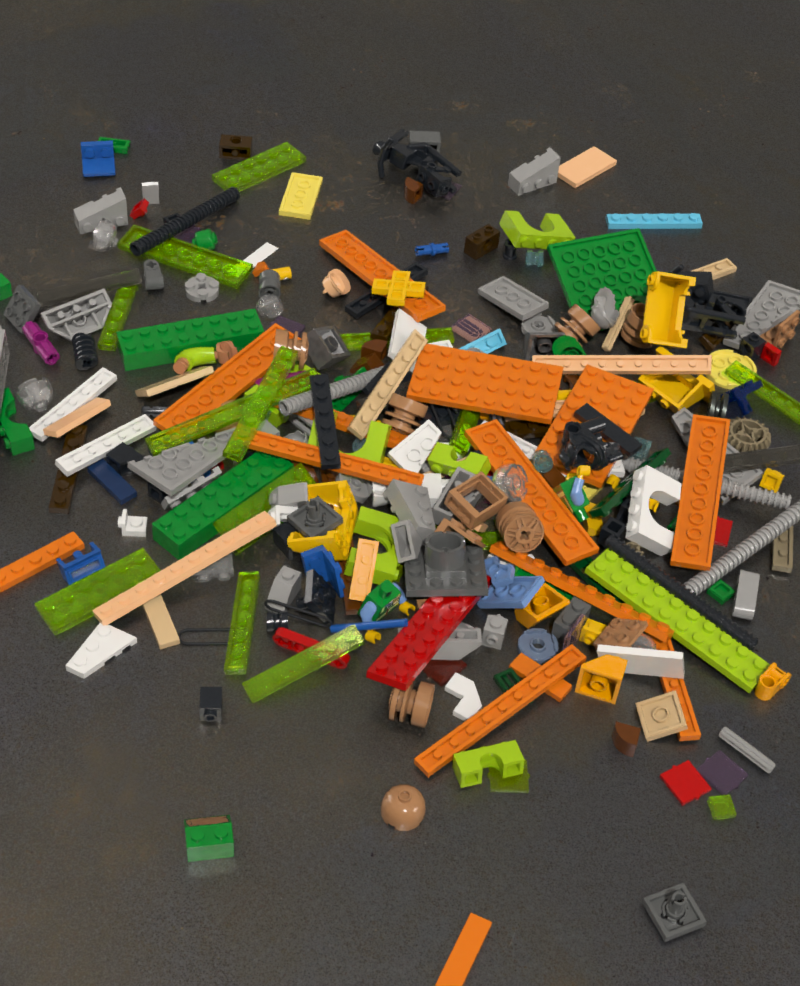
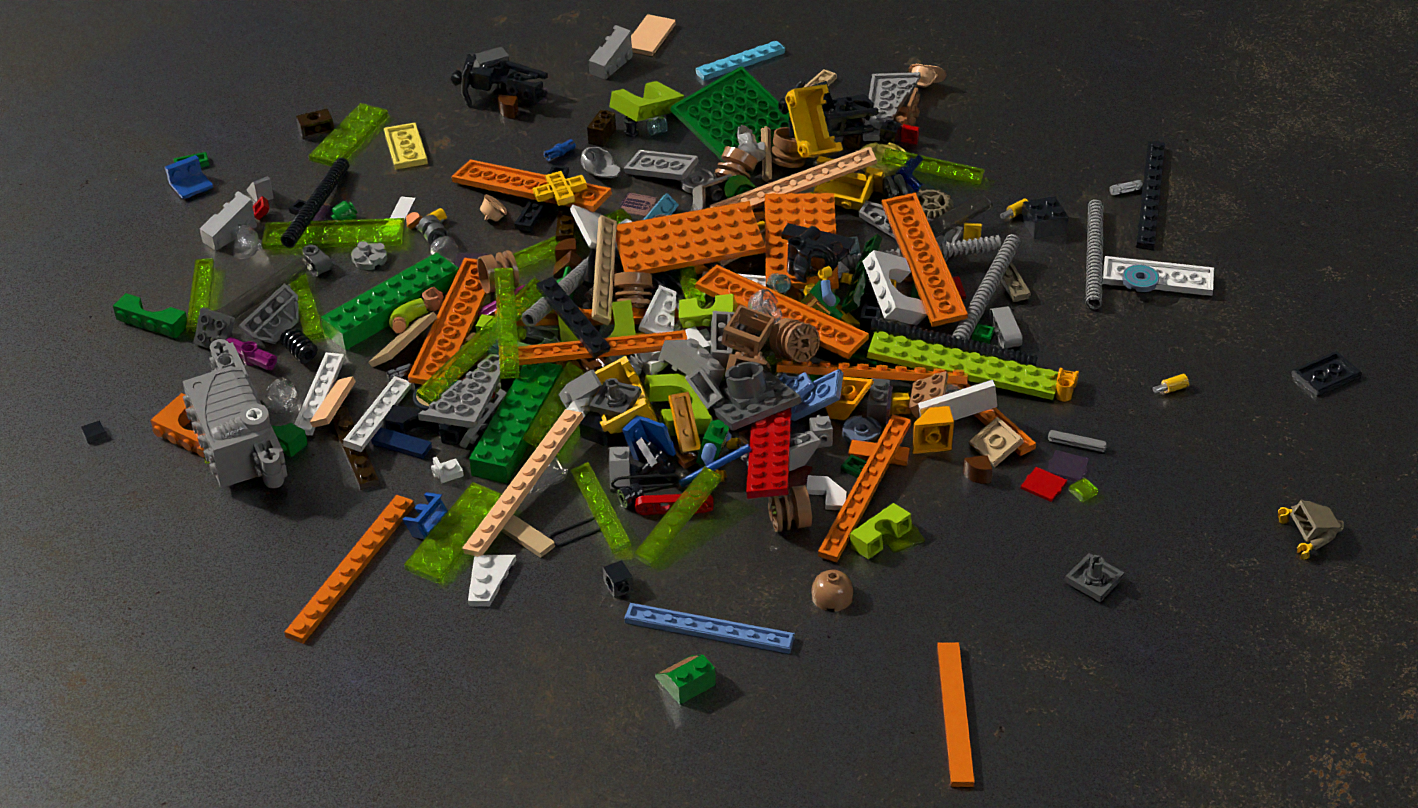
camera: 20 degrees left, 5 degrees down
(40, 266) = (199, 291): none -> clear neon green plate
(266, 794) = (709, 628): none -> medium blue tile
(326, 347) = (527, 261): flat silver slope -> none
(457, 275) = (599, 163): none -> light grey hair

